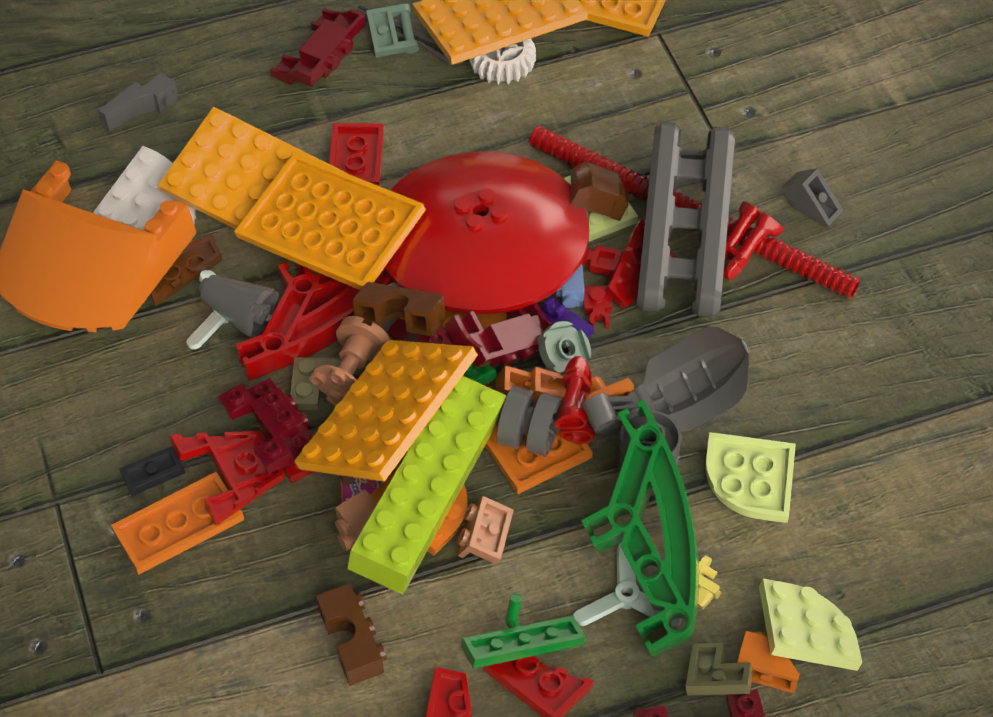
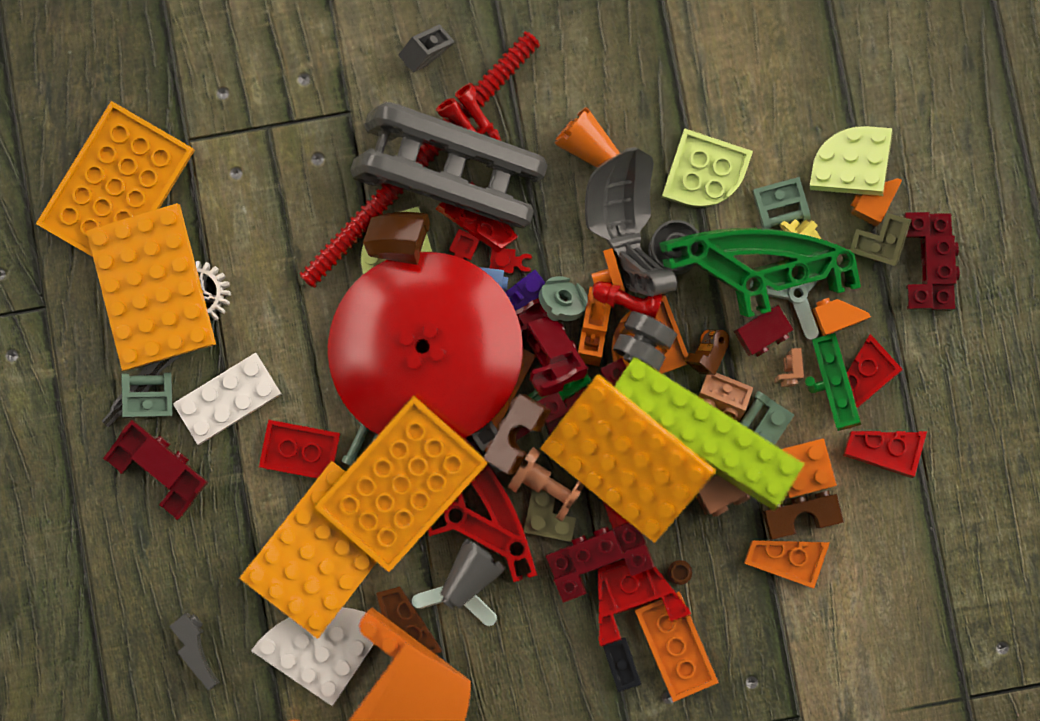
camera: 85 degrees left, 30 degrees up
(266, 516) = (679, 572): none -> reddish brown plate
(294, 628) = (789, 559): none -> orange wing
(400, 95) = (227, 398): none -> white plate
(410, 626) = (817, 468): none -> orange brick
(456, 588) = (774, 420): none -> sand green plate
(534, 587) = (794, 366): none -> nougat bracket
(539, 507) = (709, 352): none -> reddish brown leg
(571, 556) = (763, 331): none -> dark red brick
(606, 637) = (837, 315): none -> orange slope
(741, 556) = (779, 196): none -> sand green plate
(763, 340) = (587, 139): none -> orange cone

